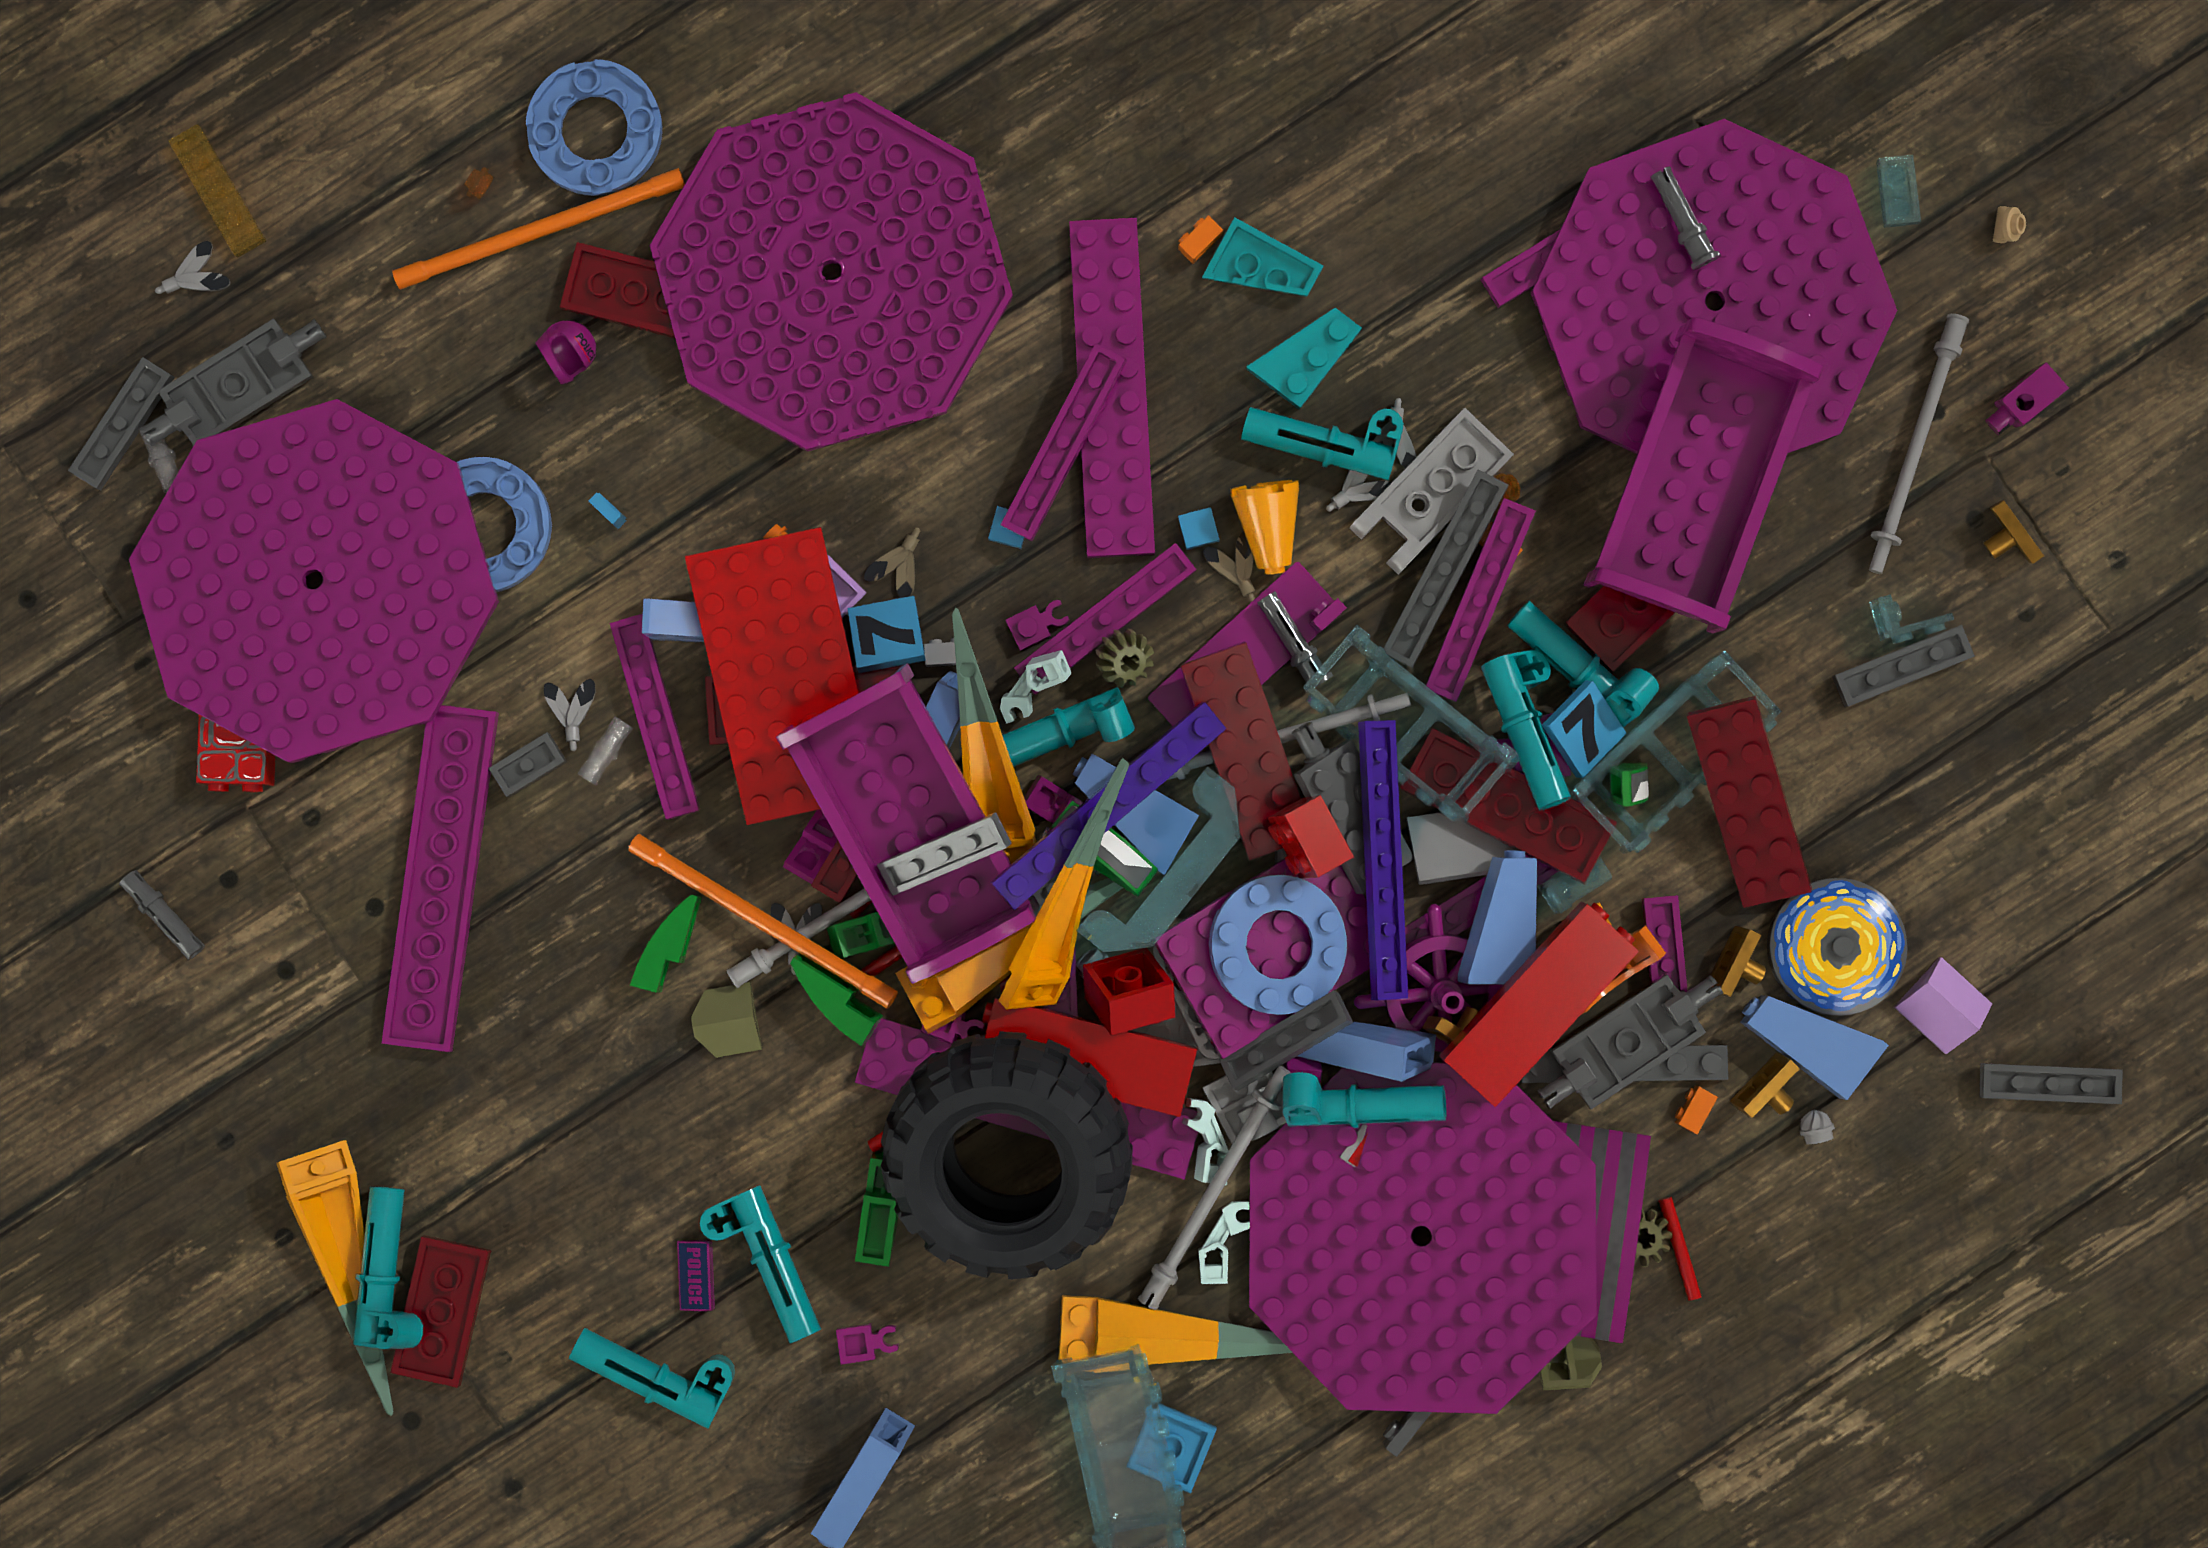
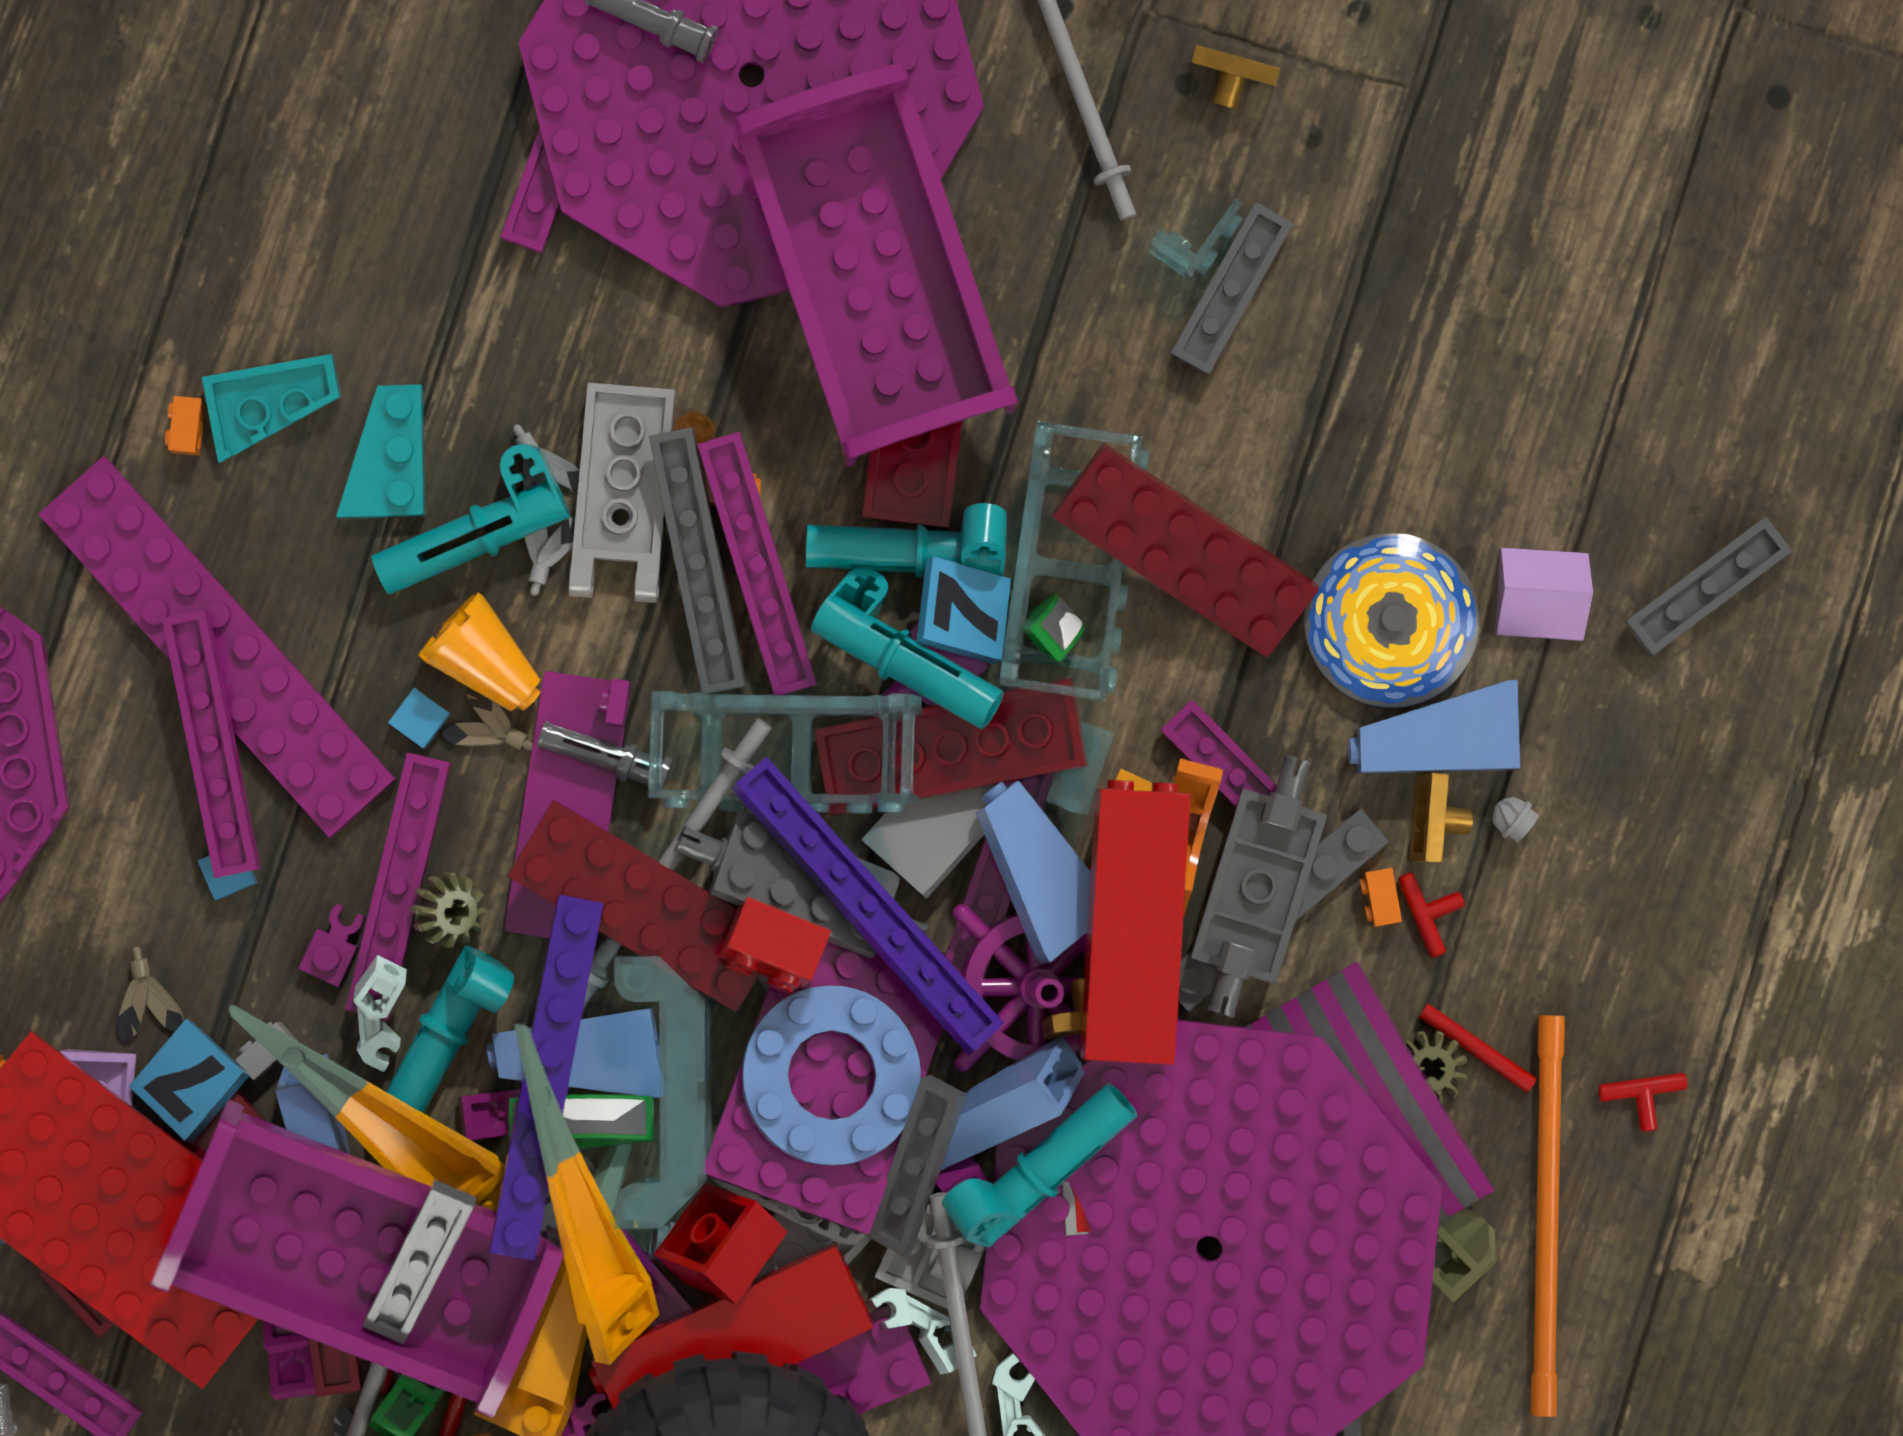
camera: 45 degrees left, 0 degrees up
(1559, 1481) = (1544, 1377): none -> orange piece
(1715, 1141) = (1426, 913): none -> red piece
(1736, 961) = (1303, 718): pearl gold tile -> none
(1760, 1358) = (1643, 1092): none -> red piece

